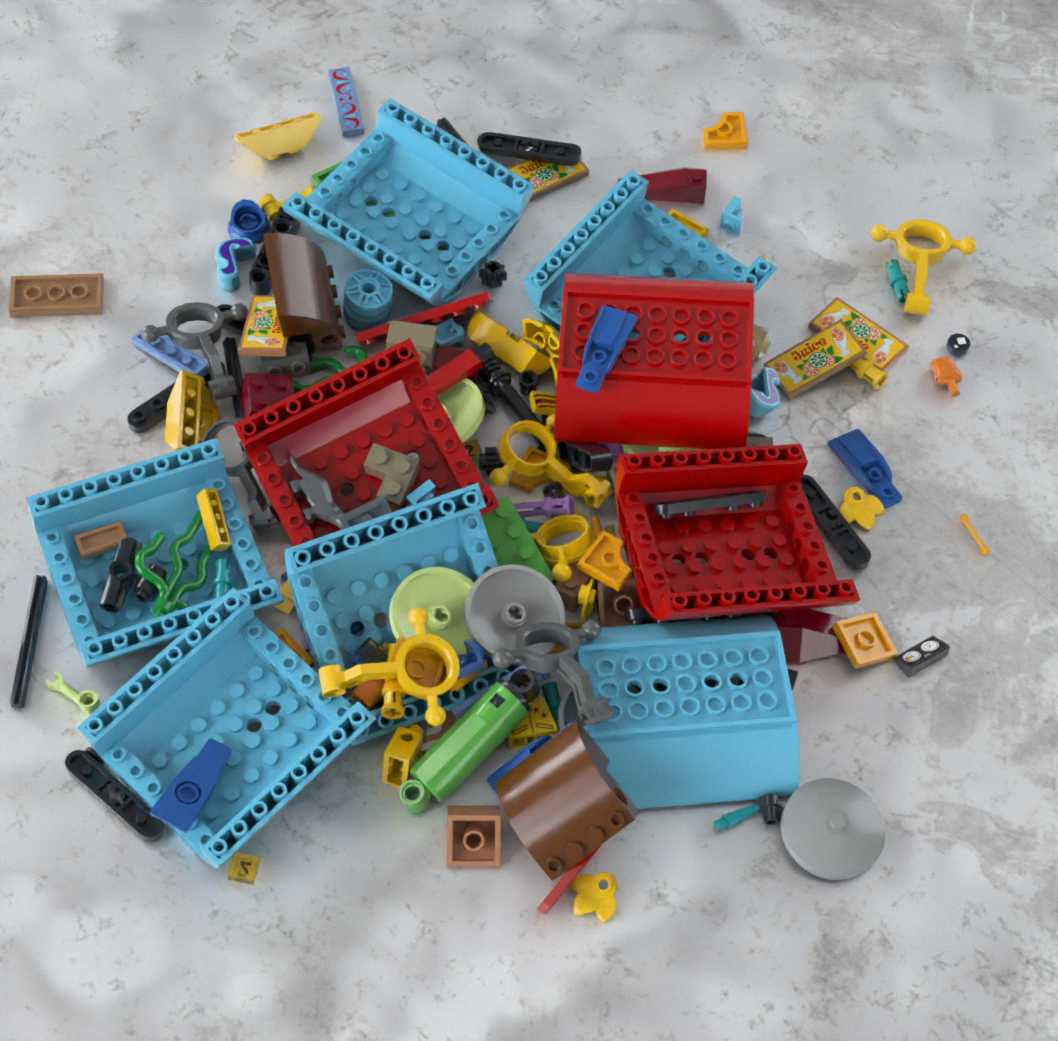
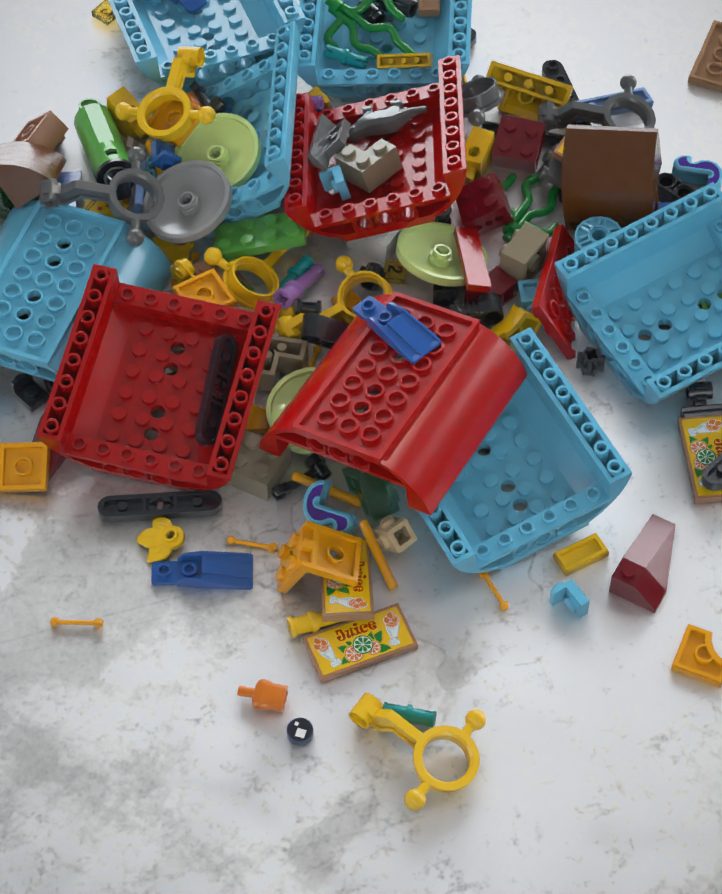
camera: 120 degrees right, 0 degrees up
(776, 349) = (378, 555): none -> light orange bar
(812, 429) = (272, 547): none -> light orange hinge
(820, 370) = (310, 552): none -> light orange bracket

